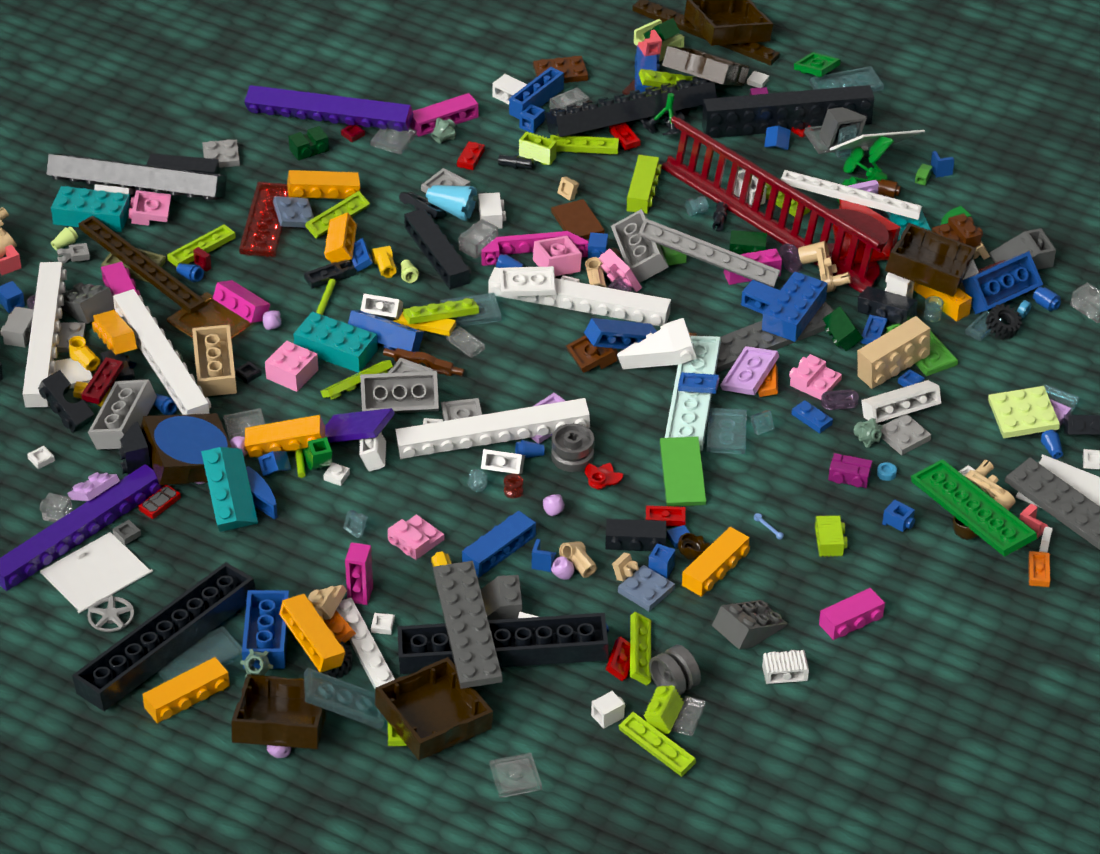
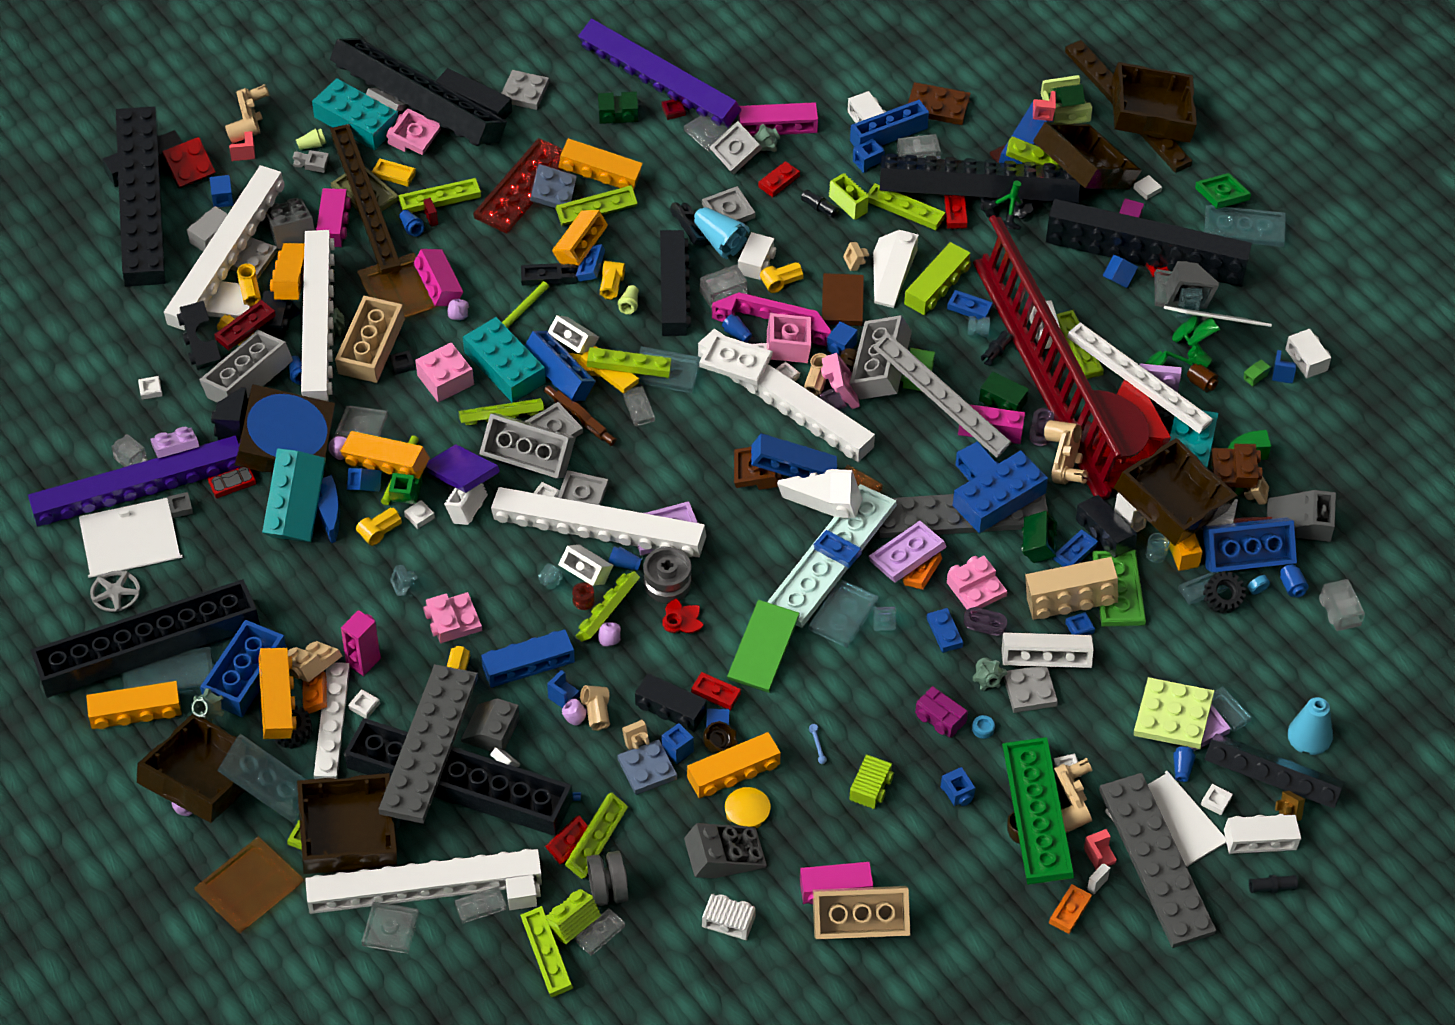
camera: 25 degrees right, 10 degrees up
(150, 241) = (394, 172): none -> yellow tile
(308, 494) = (374, 529): none -> yellow piece
(374, 787) = (249, 884): none -> clear orange piece
(424, 142) = (735, 147): none -> light grey plate
(517, 221) = (775, 279): none -> yellow piece
(517, 732) = (419, 881): none -> white brick
(538, 485) = (602, 611): none -> lime plate
(578, 732) = (480, 904): none -> clear plate
(600, 185) = (891, 265): none -> white wedge
(678, 194) = (969, 305): none -> blue plate
(745, 587) = (747, 807): none -> yellow dish
(889, 623) = (861, 912): none -> tan brick
(951, 146) = (1308, 353): none -> white brick

